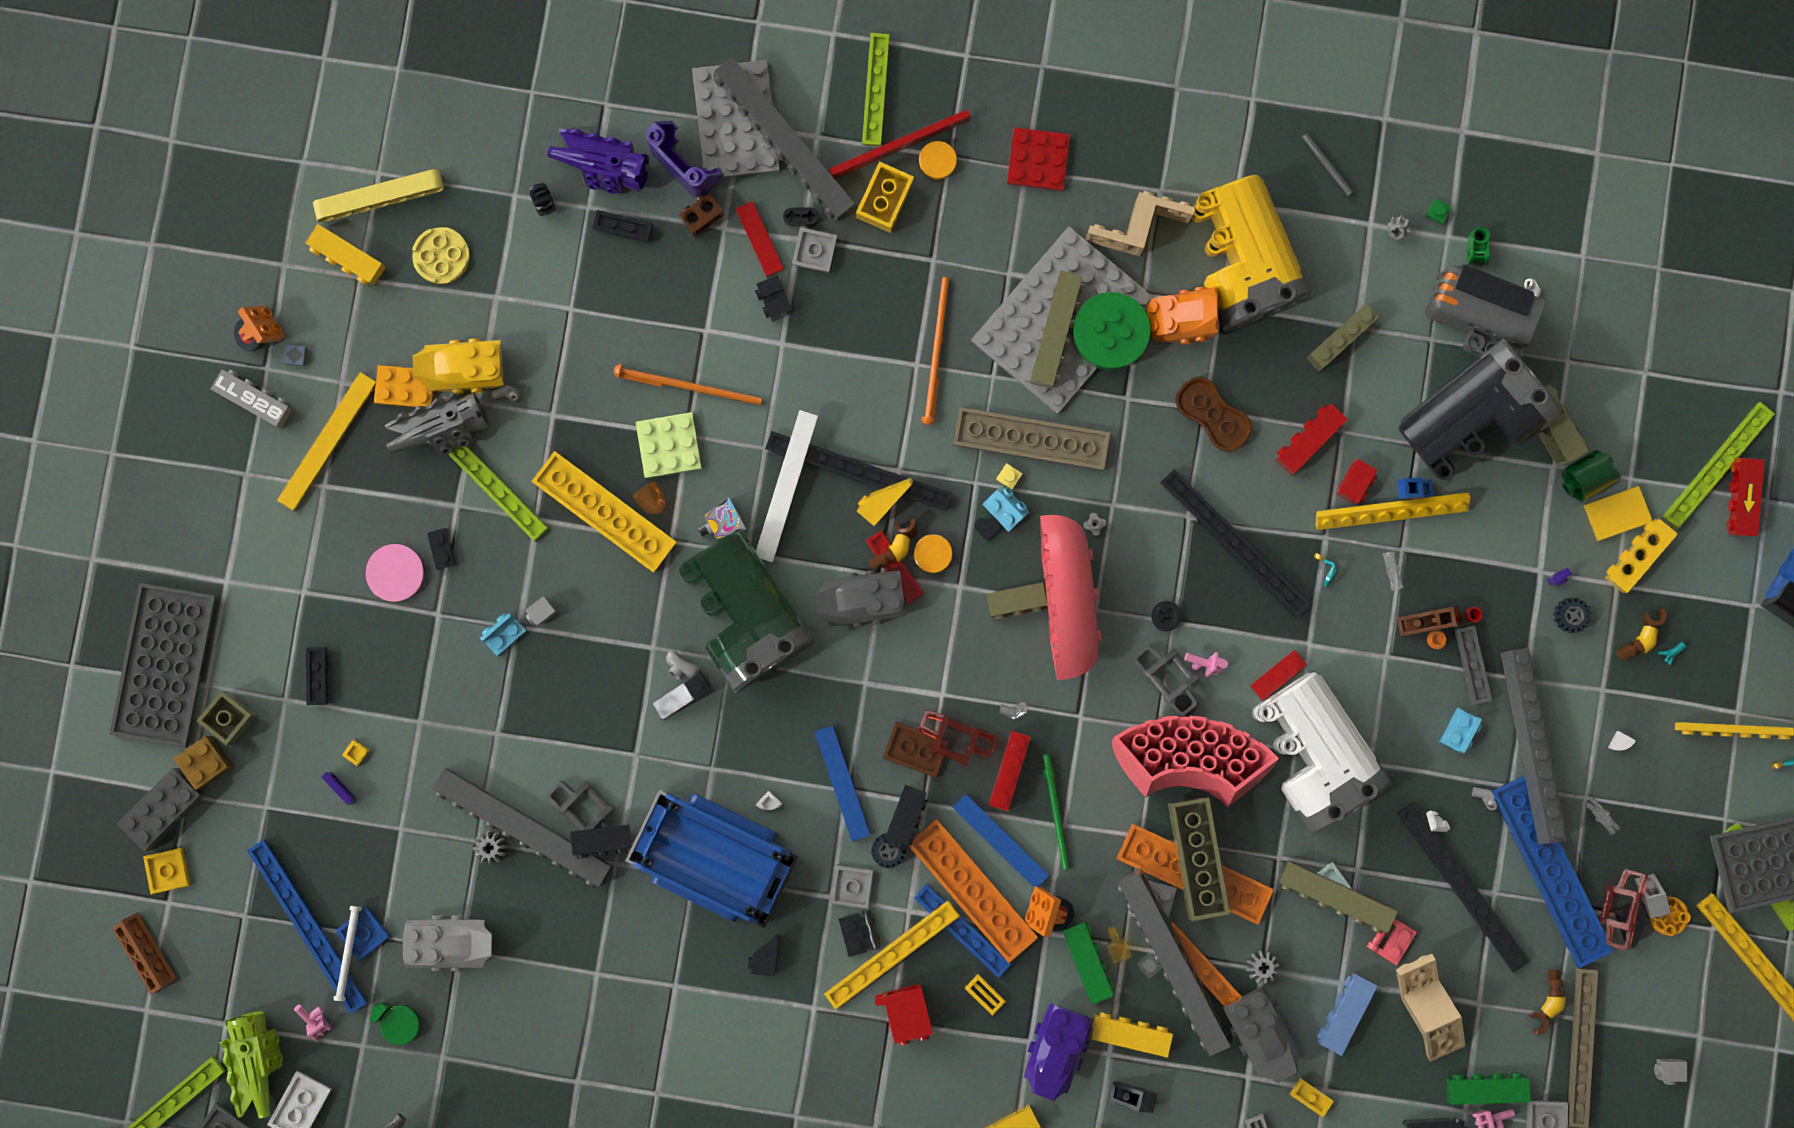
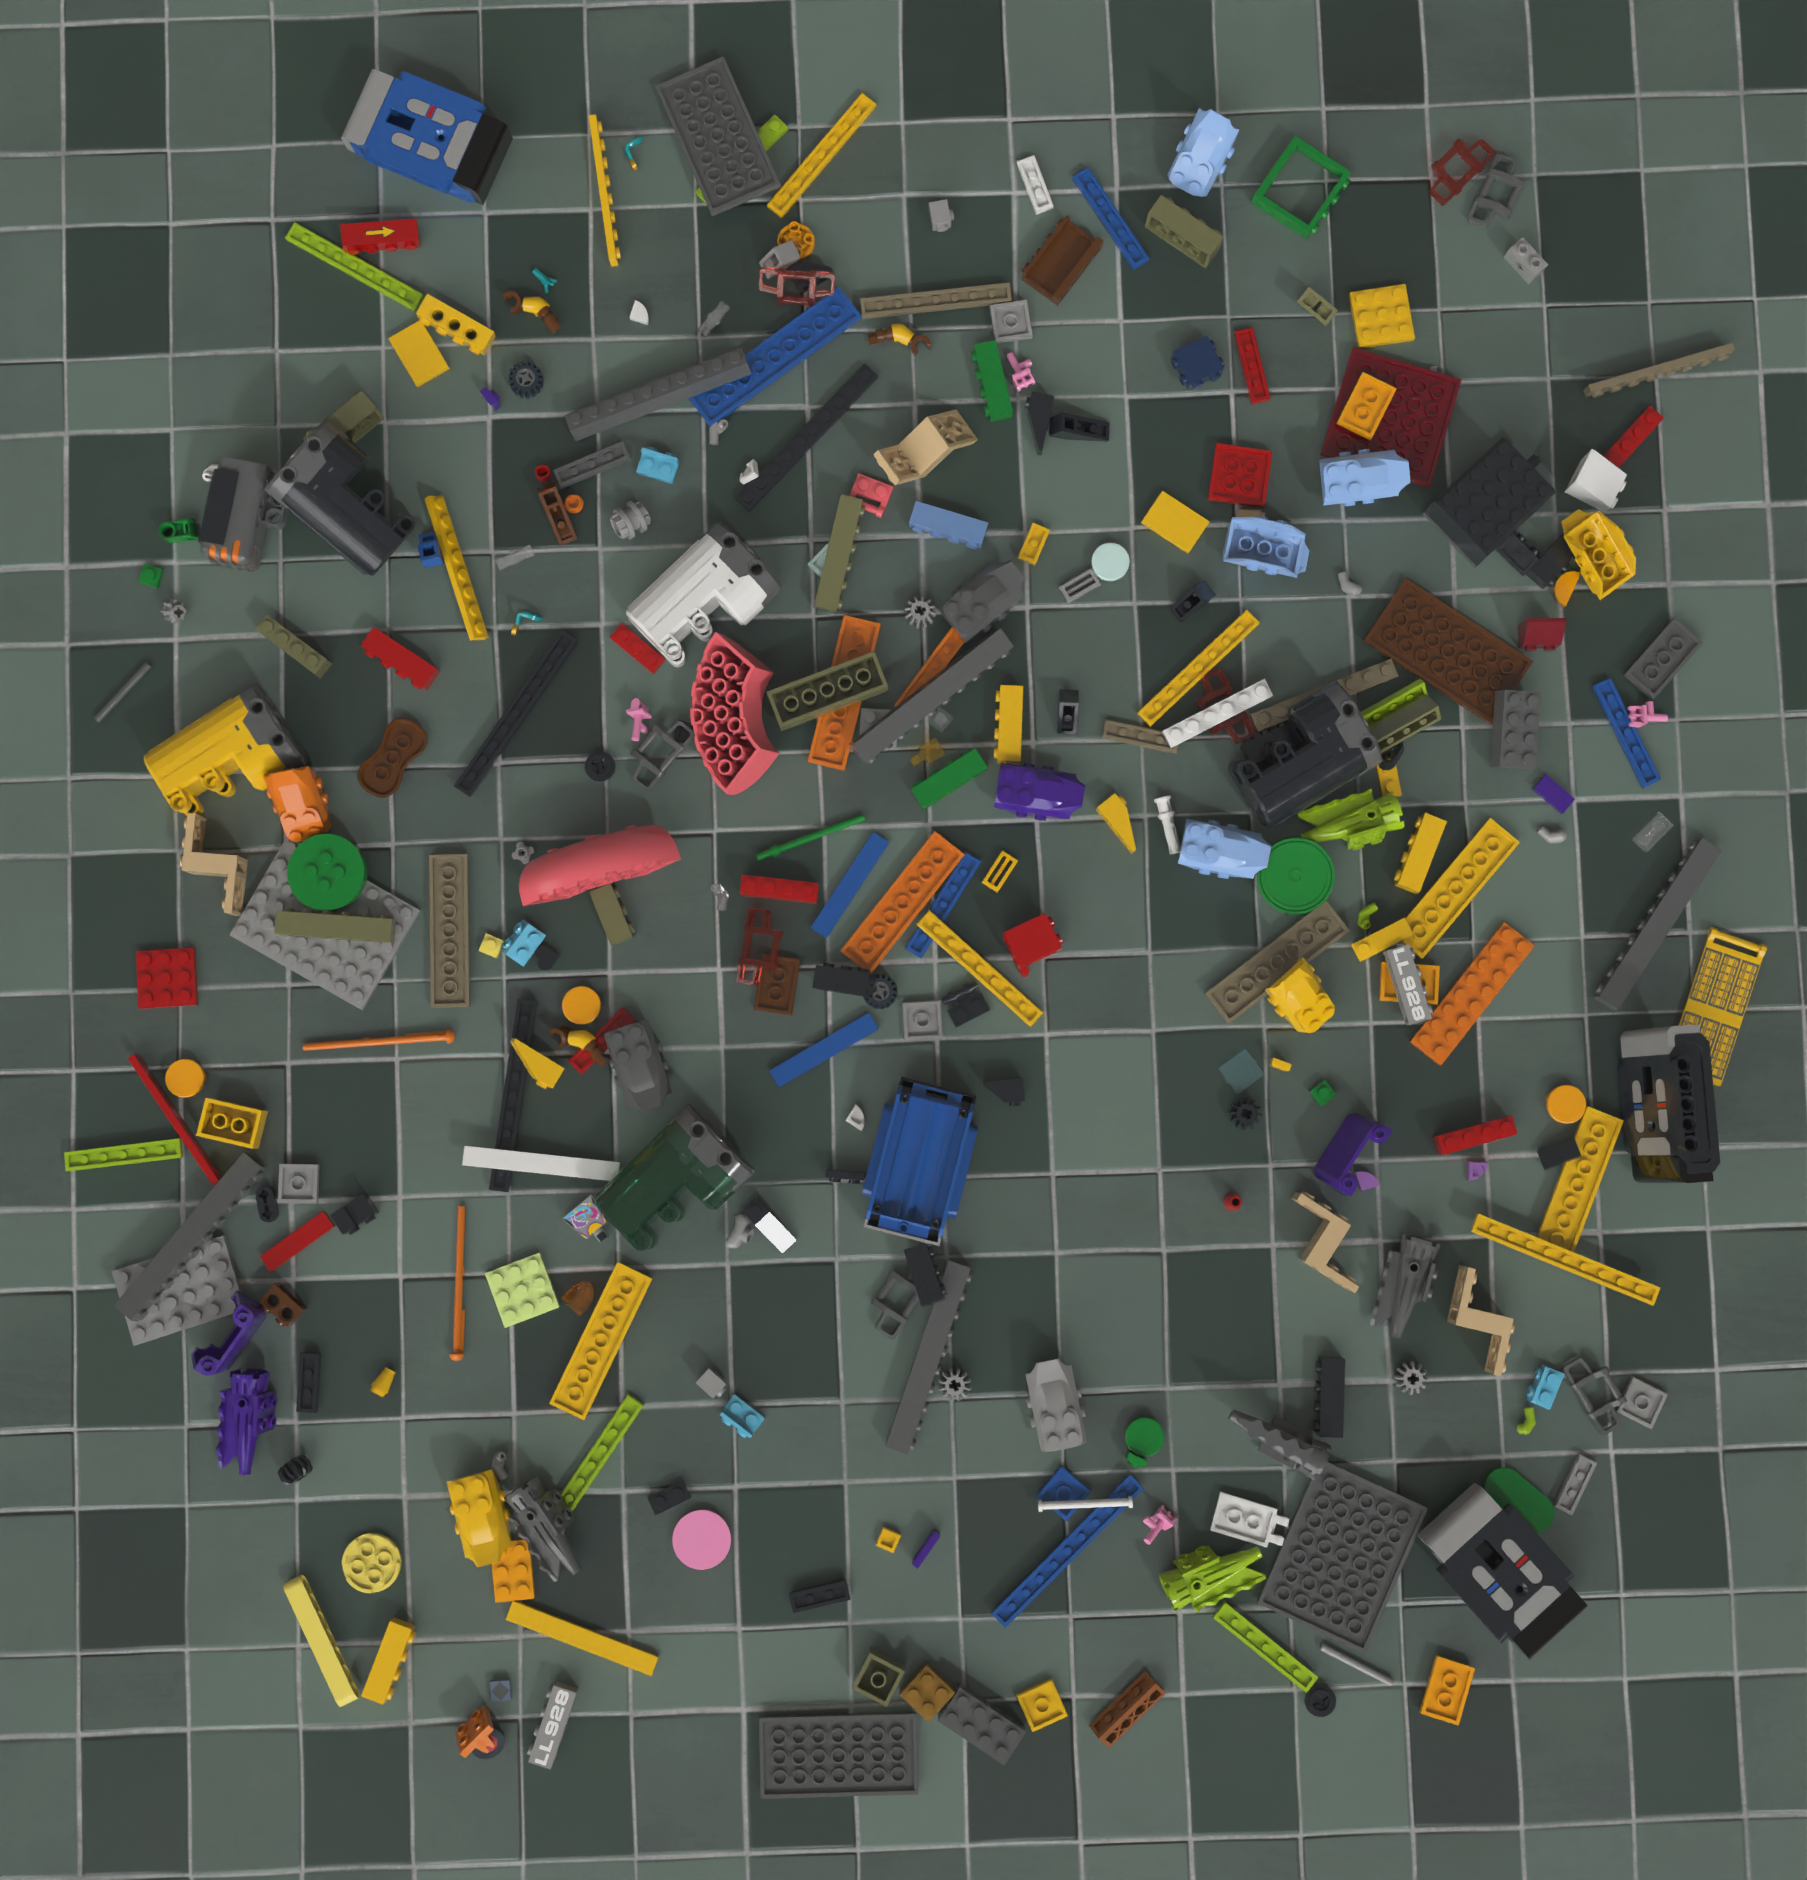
camera: 100 degrees left, 0 degrees up
(608, 296) = (383, 1382): none -> yellow cone
(716, 772) = (837, 1175): none -> black plate
(1048, 912) = (908, 825): orange plate -> none
(1356, 482) = (434, 607): red brick -> none
(1410, 695) = (629, 520): none -> light grey piece
(1589, 475) = (386, 386): dark green cylinder -> none

